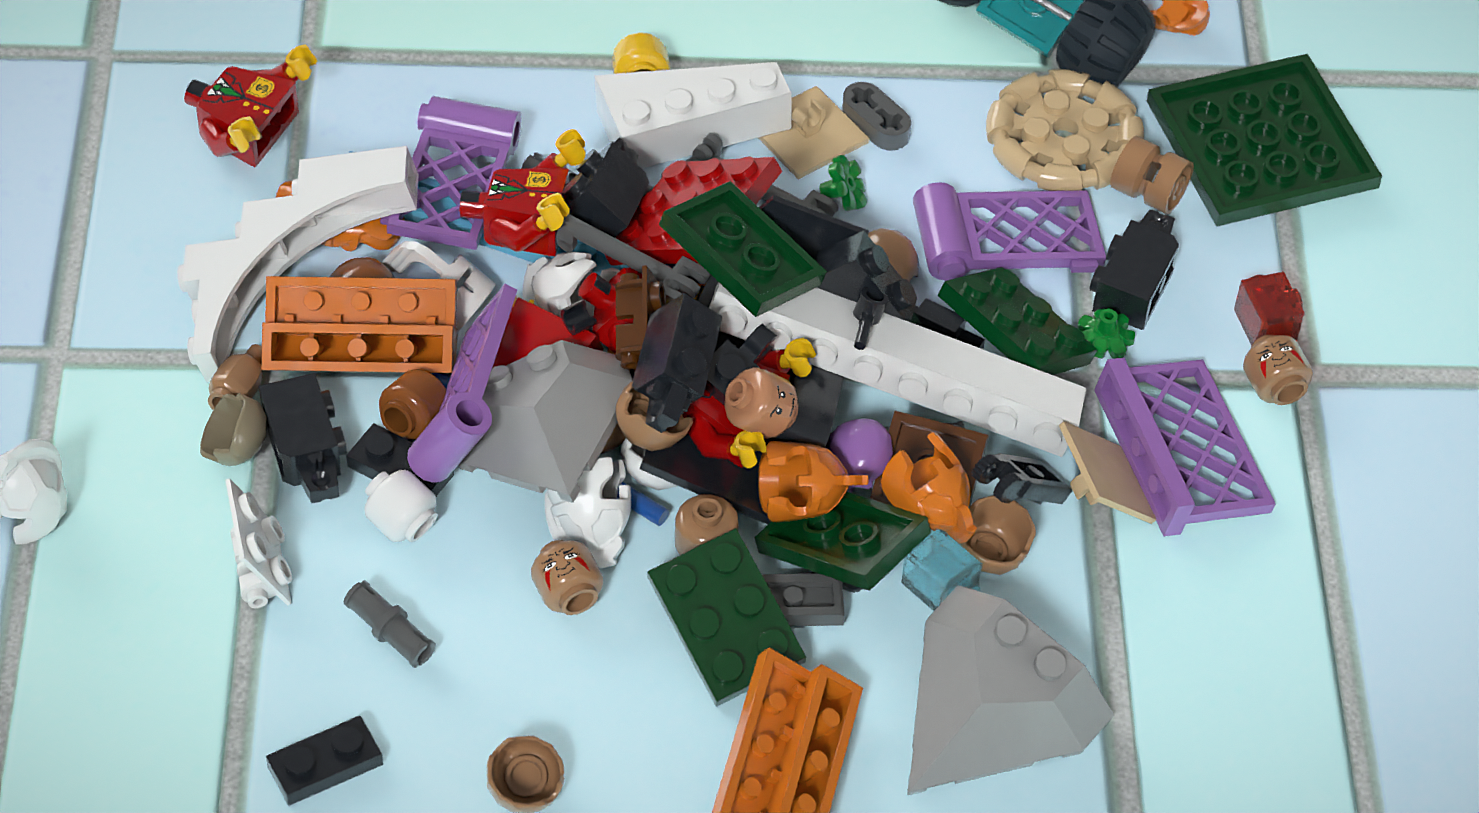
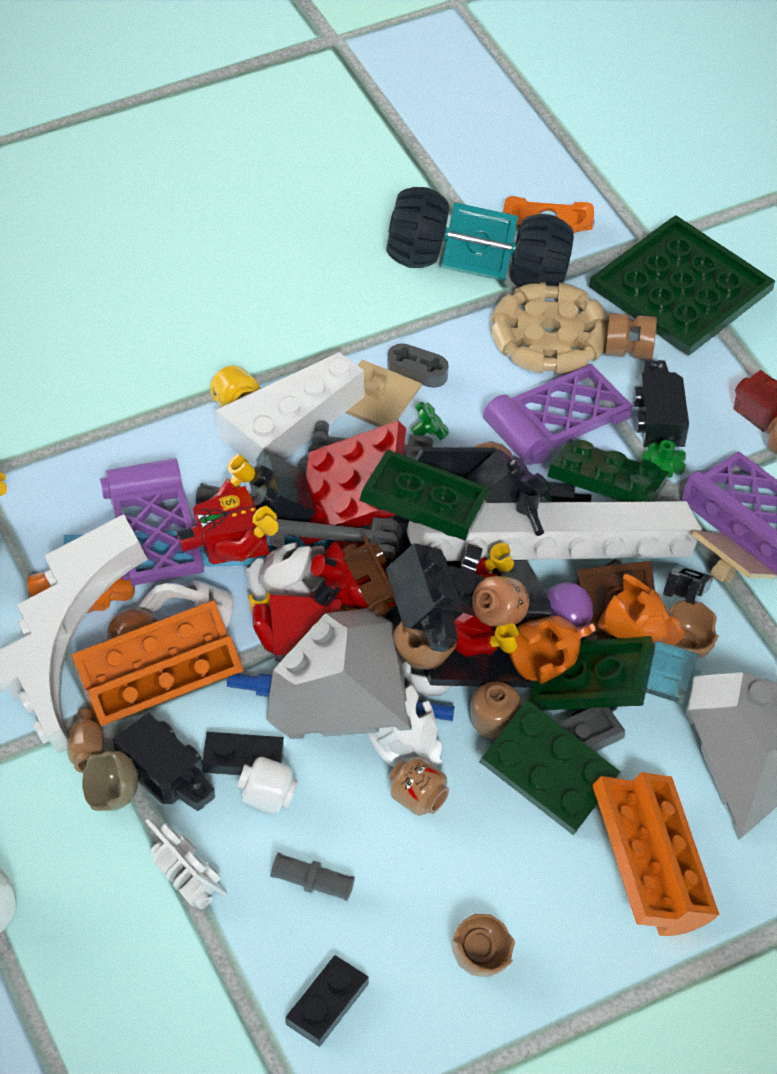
camera: 25 degrees left, 0 degrees up
(411, 403) = (229, 705): dark orange head -> none
(463, 413) = (290, 702): medium lavender piece -> none

